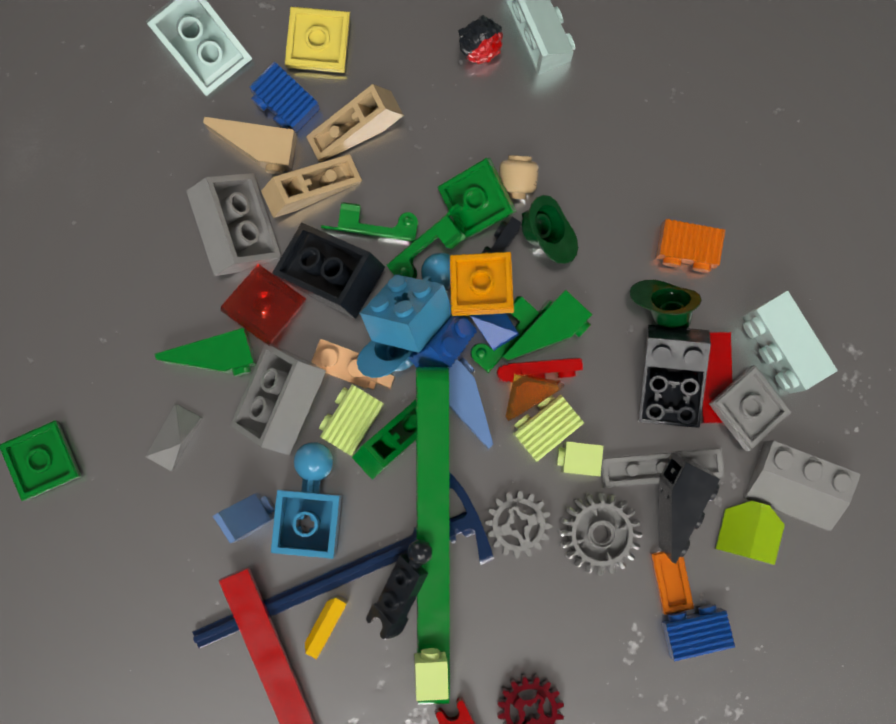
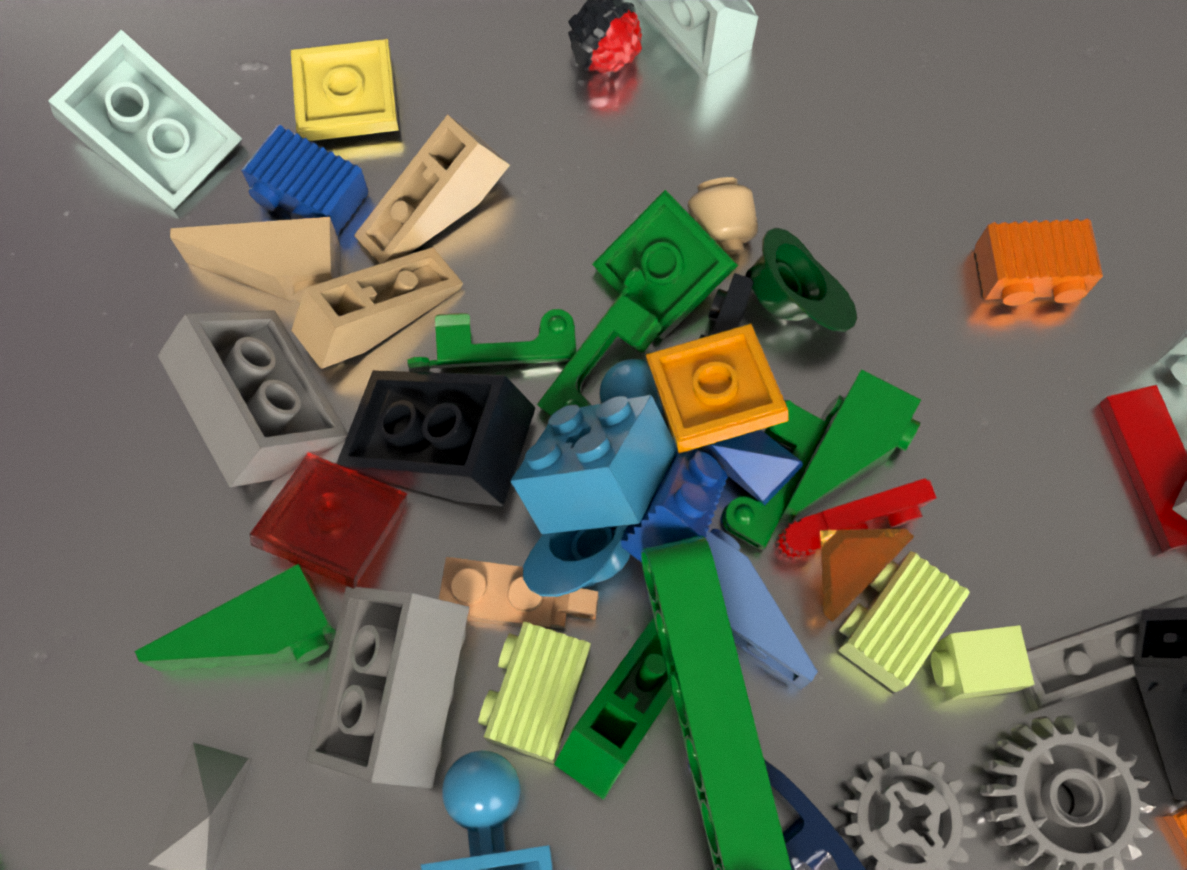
camera: 10 degrees left, 15 degrees down
(668, 303) = (1038, 362): dark green piece -> none
(674, 376) = (1086, 488): black slope -> none

